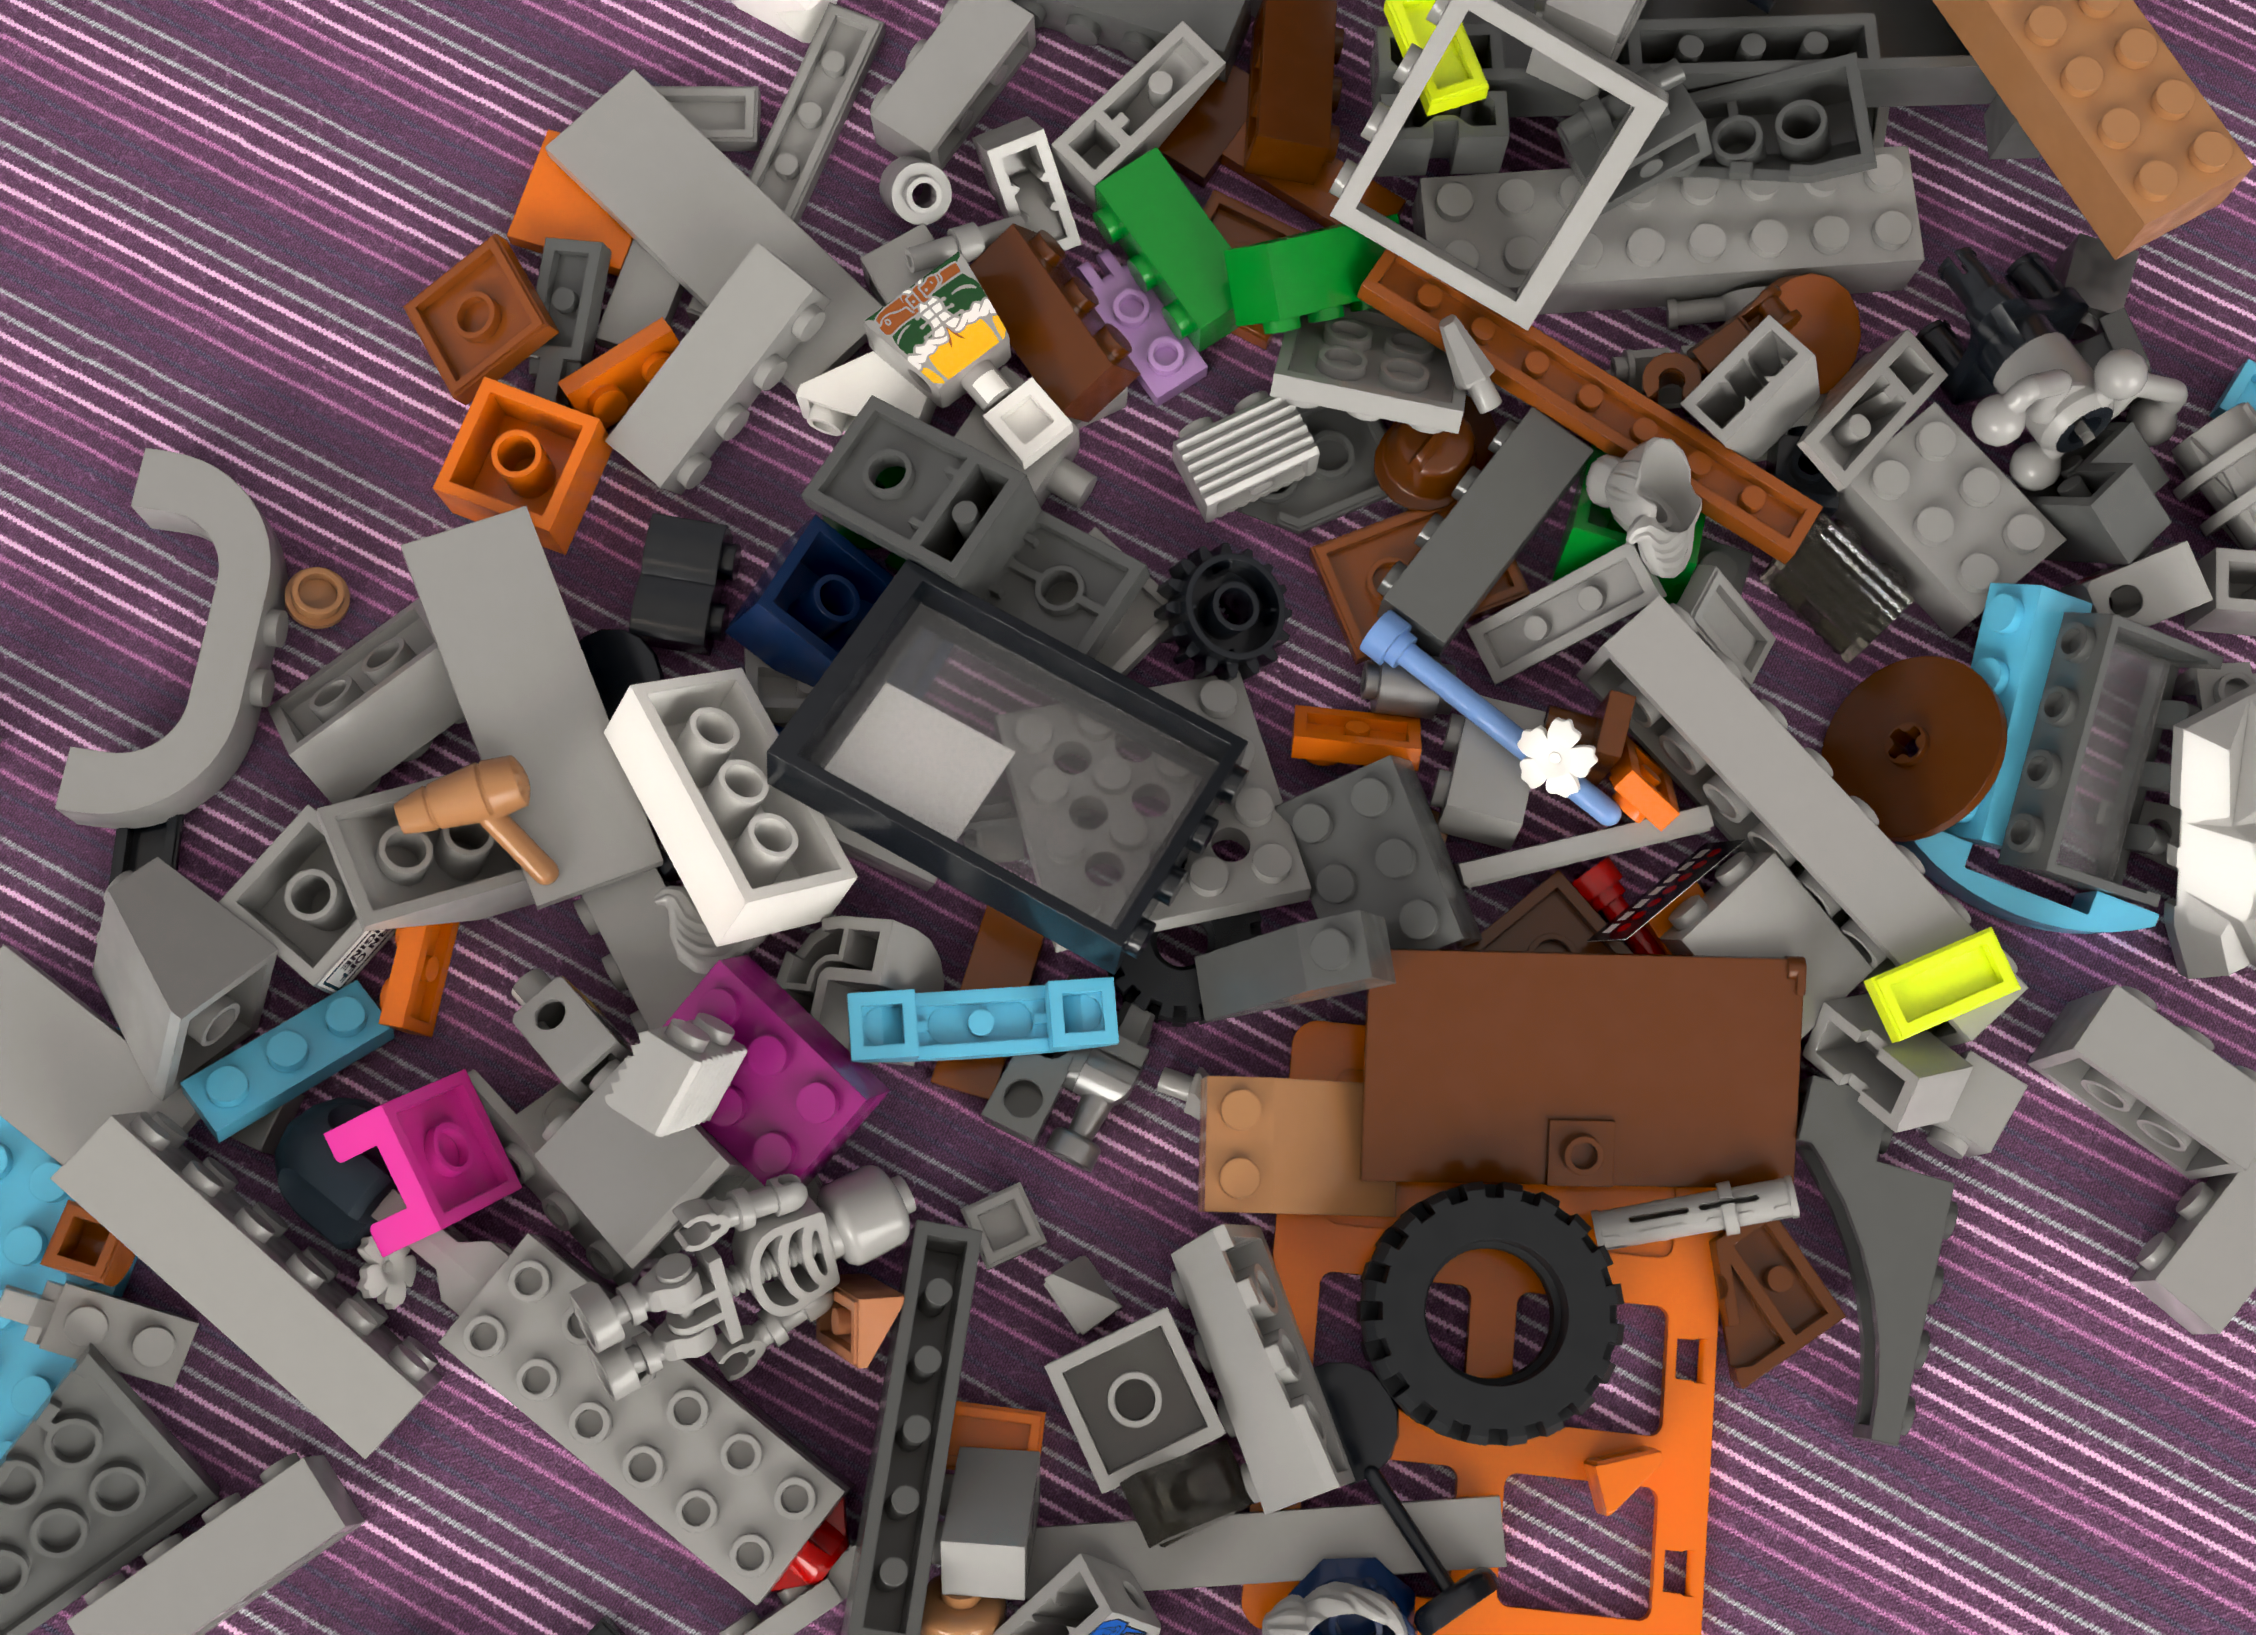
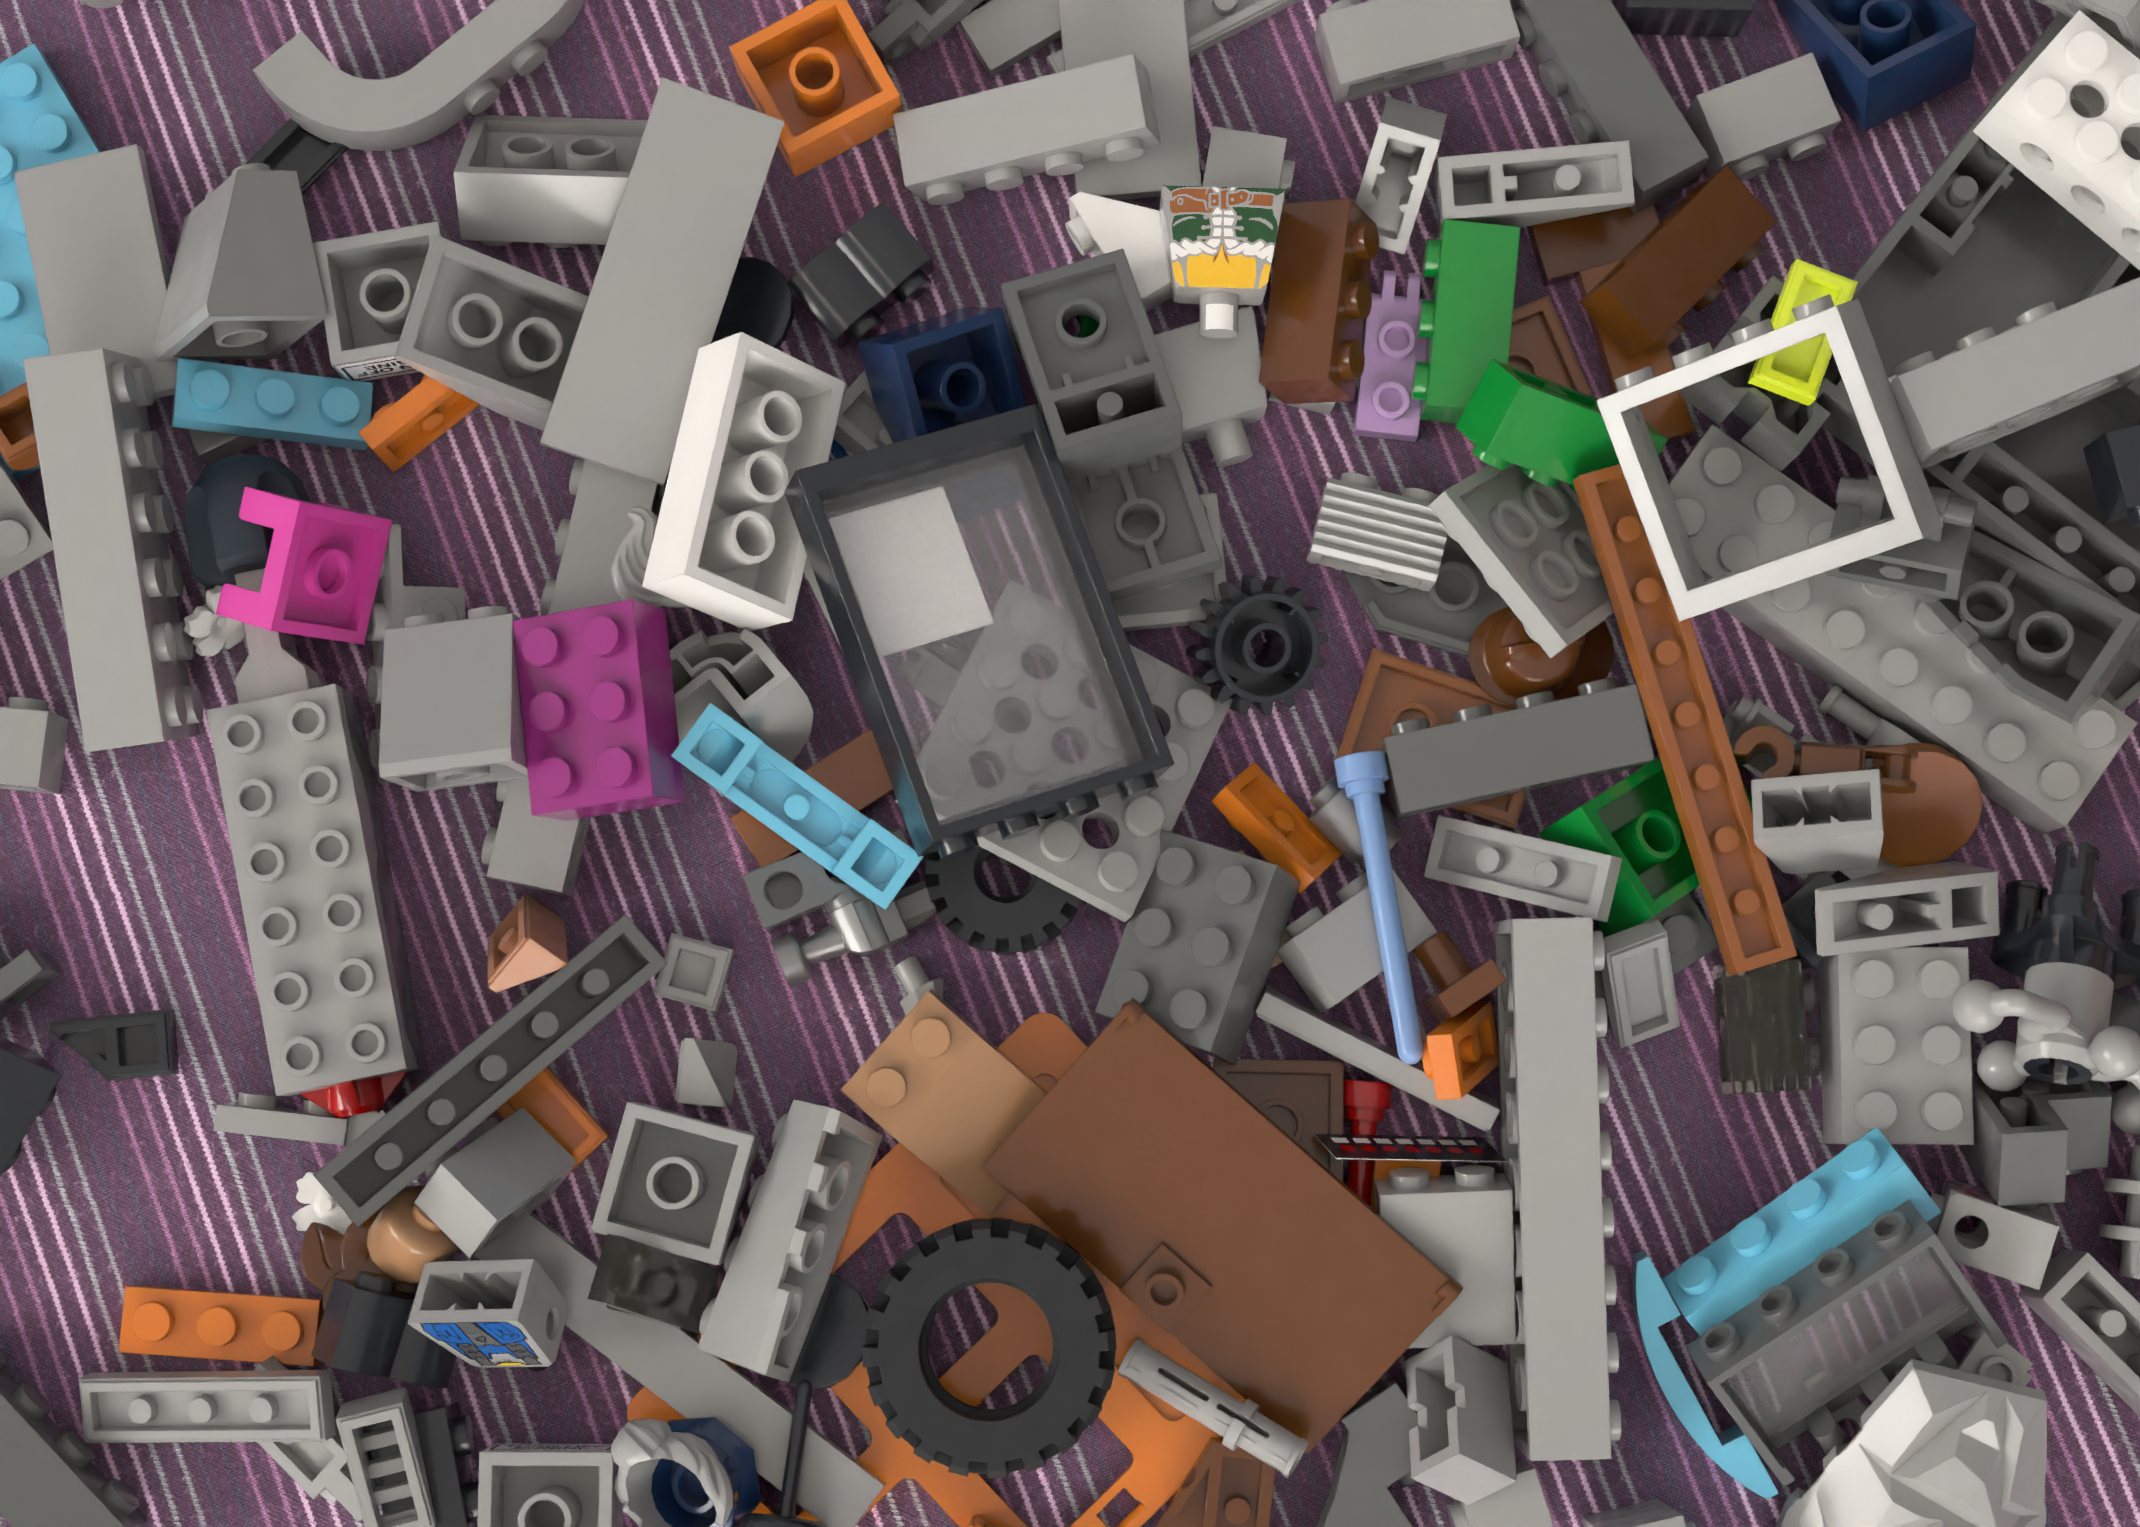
camera: 40 degrees right, 5 degrees up
(317, 598) = (580, 58): medium nougat plate -> none
(481, 795) = (566, 327): medium nougat piece -> none
(566, 1029) = (491, 556): light grey torso -> none
(619, 376) = (949, 70): orange plate -> none
(677, 1074) = (524, 662): light grey brick -> none
(774, 1230) = (511, 833): light grey piece -> none
(898, 185) = (1308, 88): light grey brick -> none
(966, 238) = (1300, 181): light grey bar -> none
(1028, 423) = (1226, 370): white plate -> none
(1296, 965) = (1064, 966): dark grey slope -> none
(1469, 365) = (1607, 610): light grey bar -> none
(1555, 758) = (1403, 974): white plant -> none
(1650, 501) = (1655, 840): light grey hair -> none
(1941, 985) = (1543, 1399): neon yellow tile -> none
(1958, 736) = (1735, 1228): reddish brown piece -> none

